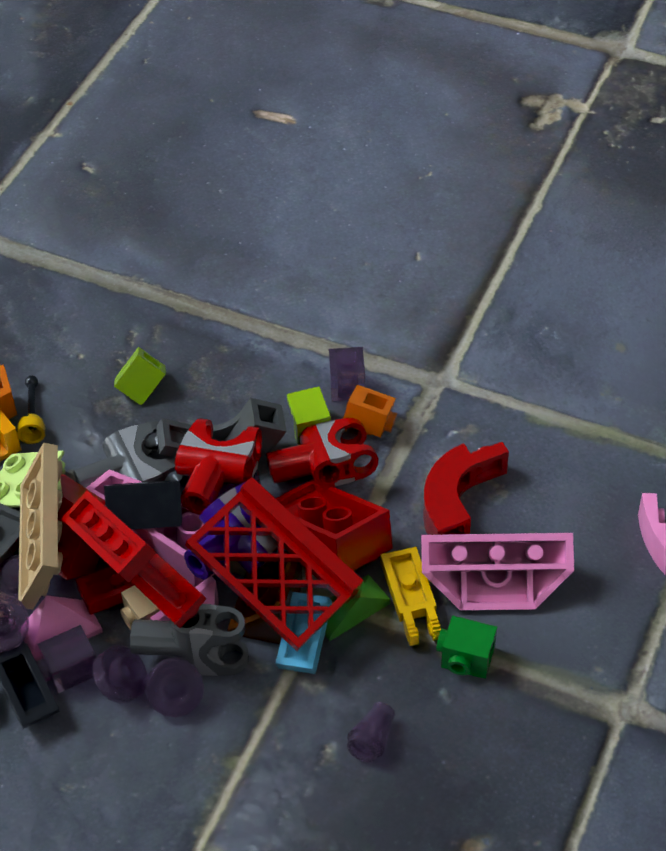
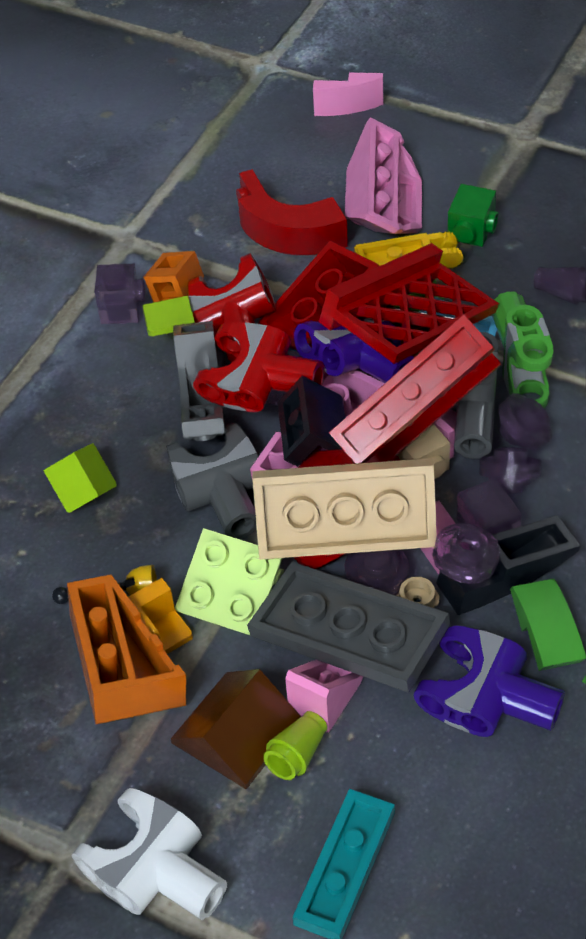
camera: 85 degrees left, 0 degrees up
(255, 678) = (525, 345): none -> bright green connector

